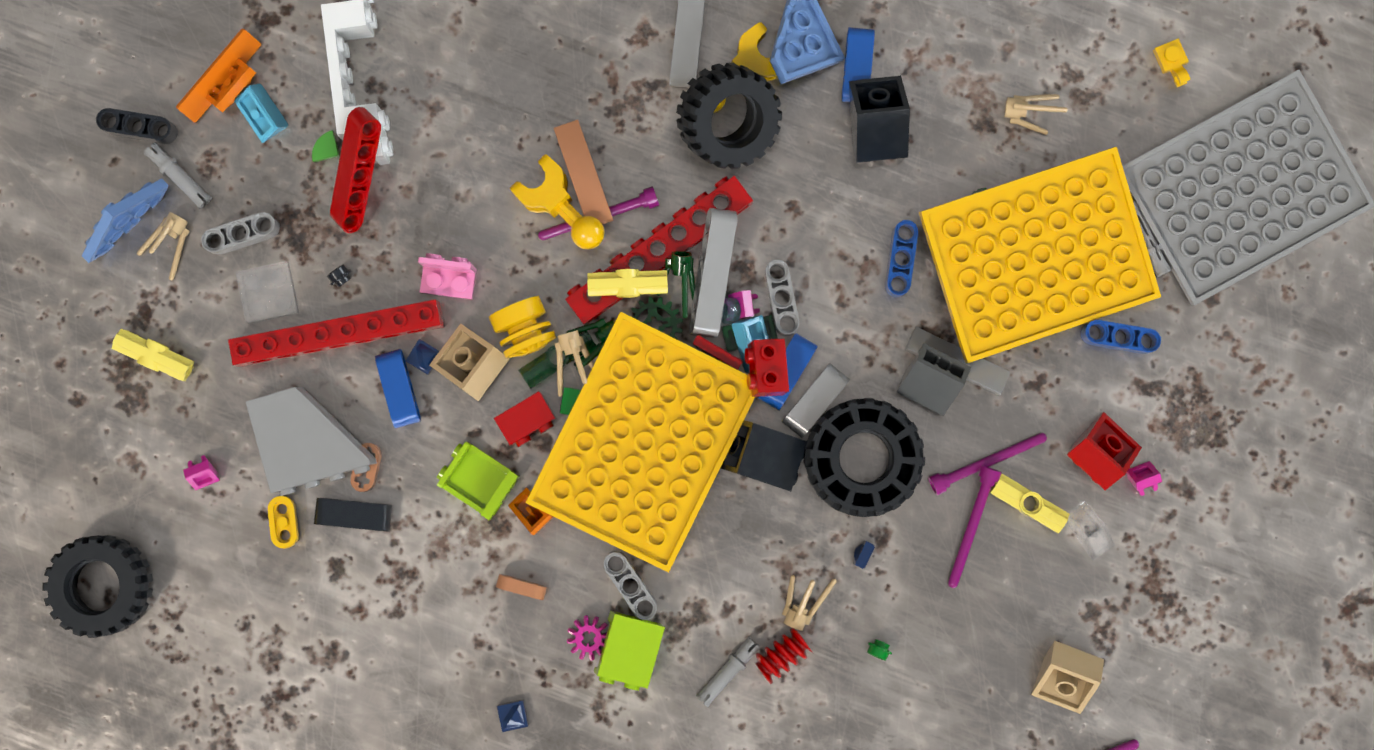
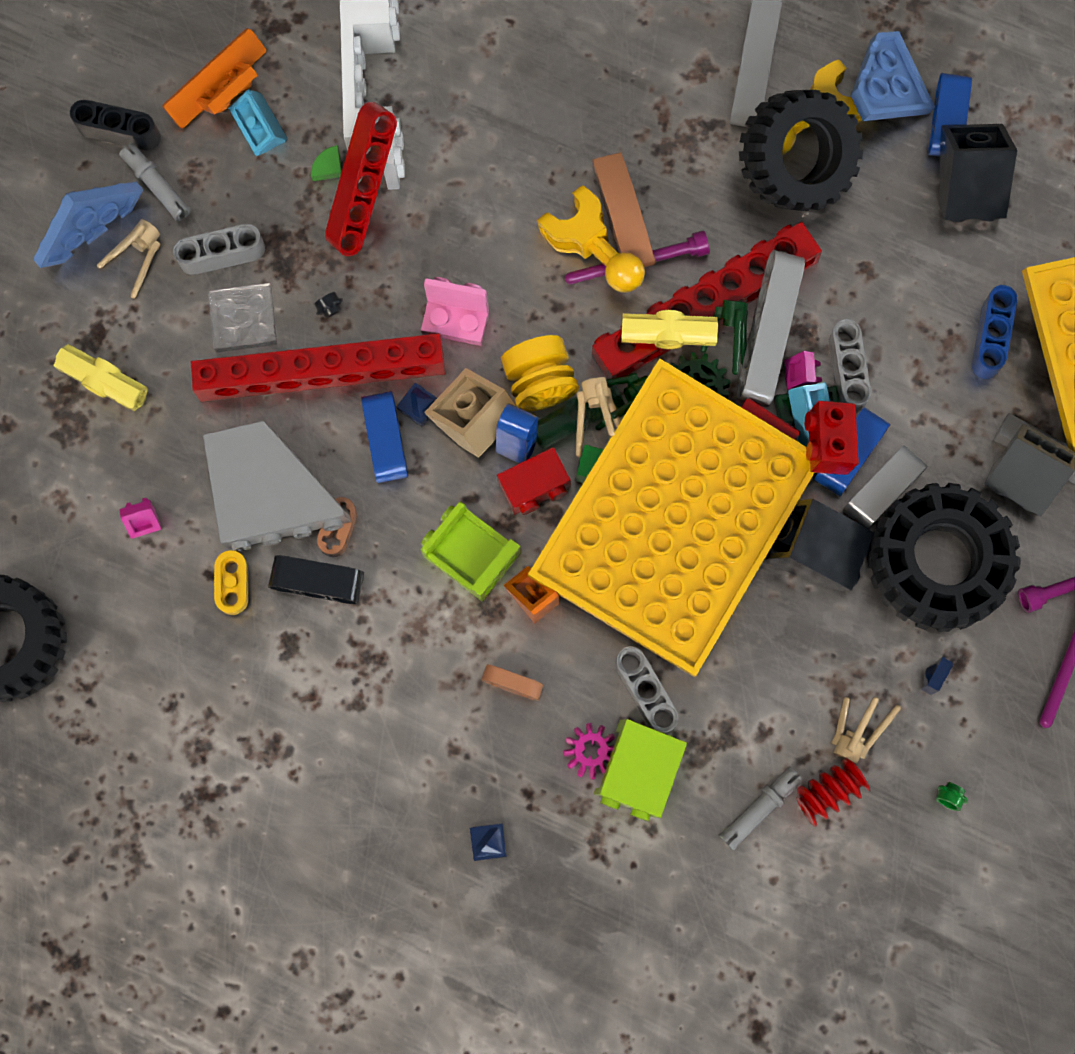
camera: 10 degrees right, 10 degrees down
(507, 384) = (516, 434): none -> blue beam
(731, 311) = (788, 376): clear light blue tile -> none

